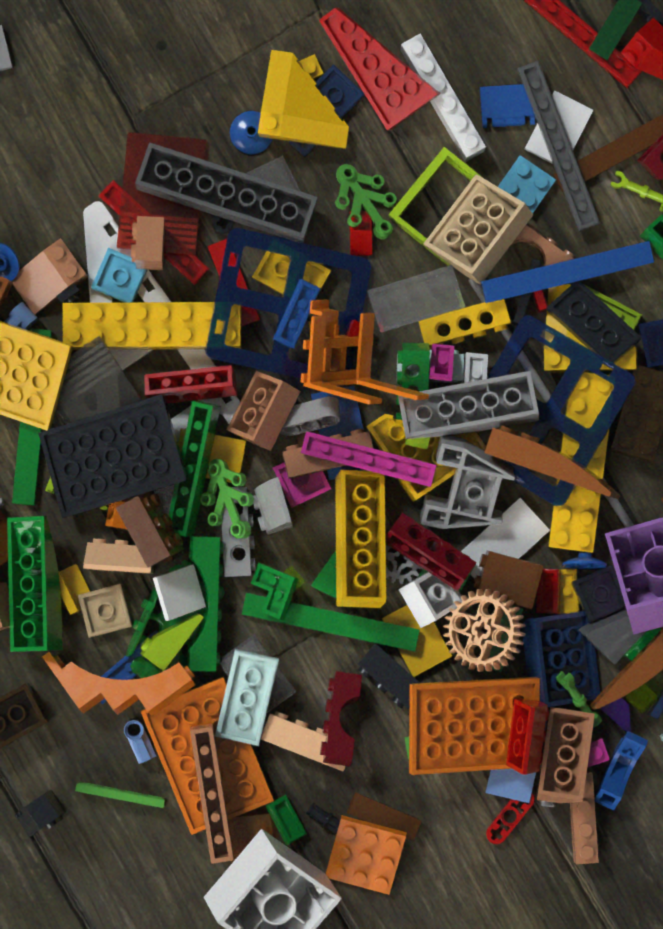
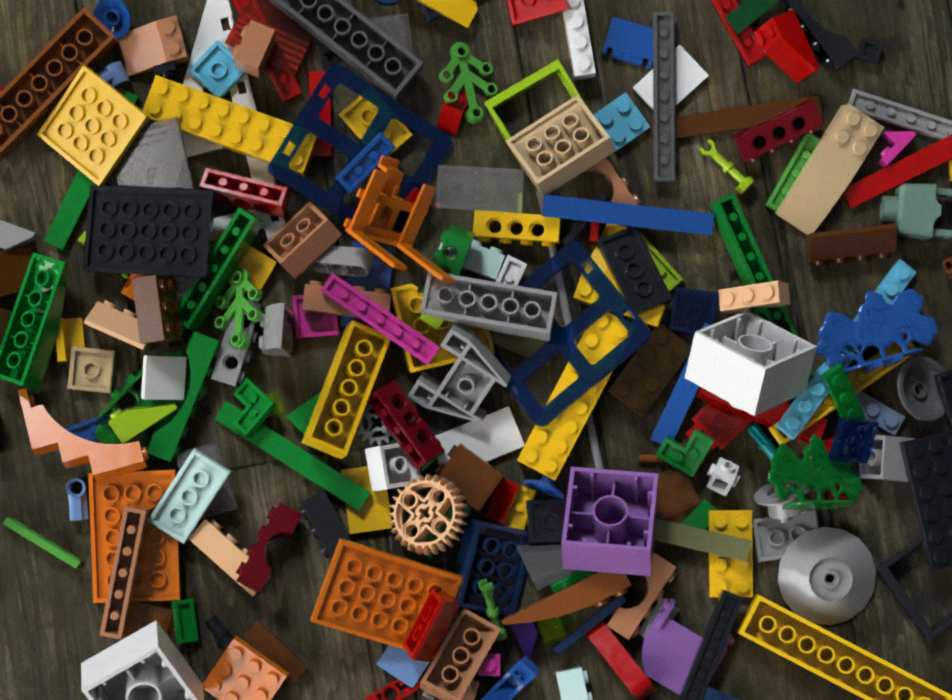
camera: 25 degrees right, 0 degrees up
(441, 362) = (480, 255): dark pink slope -> none
(527, 452) = (529, 368): dark orange slope -> none

